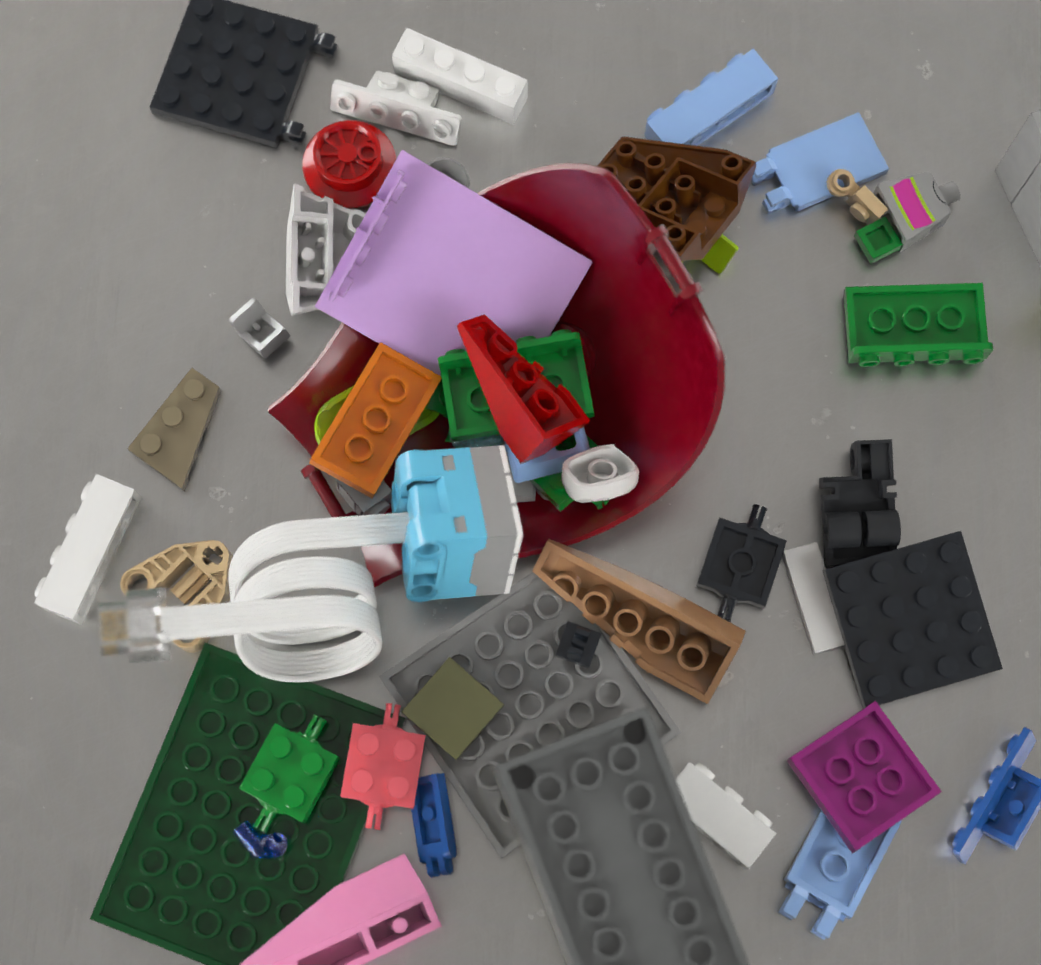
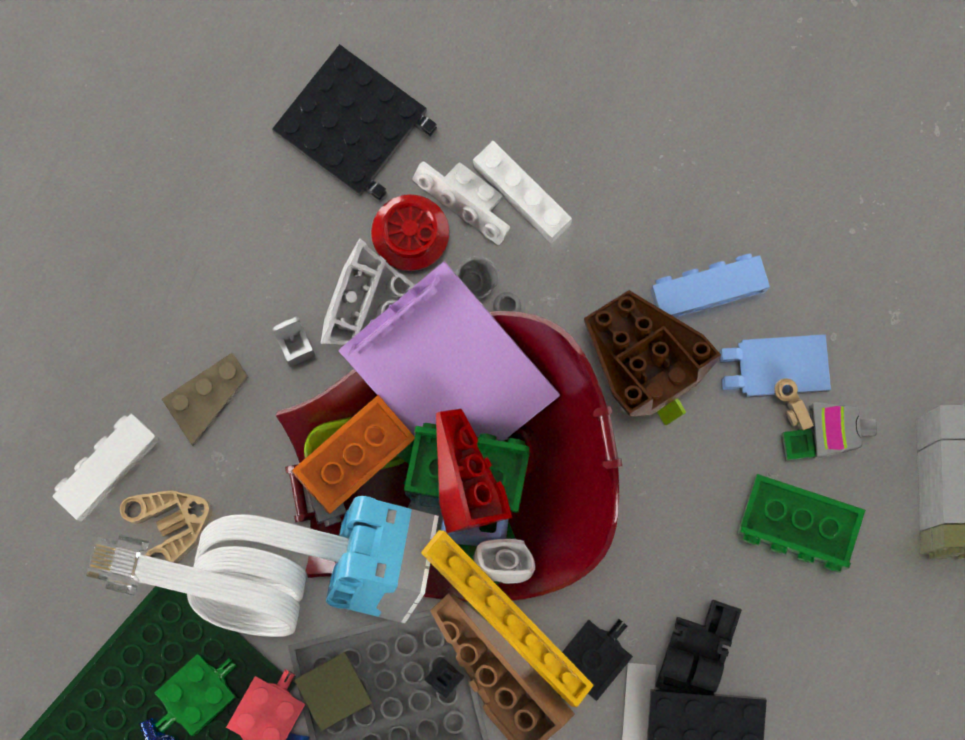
camera: 20 degrees right, 5 degrees up
(627, 537) = (507, 618): none -> yellow plate

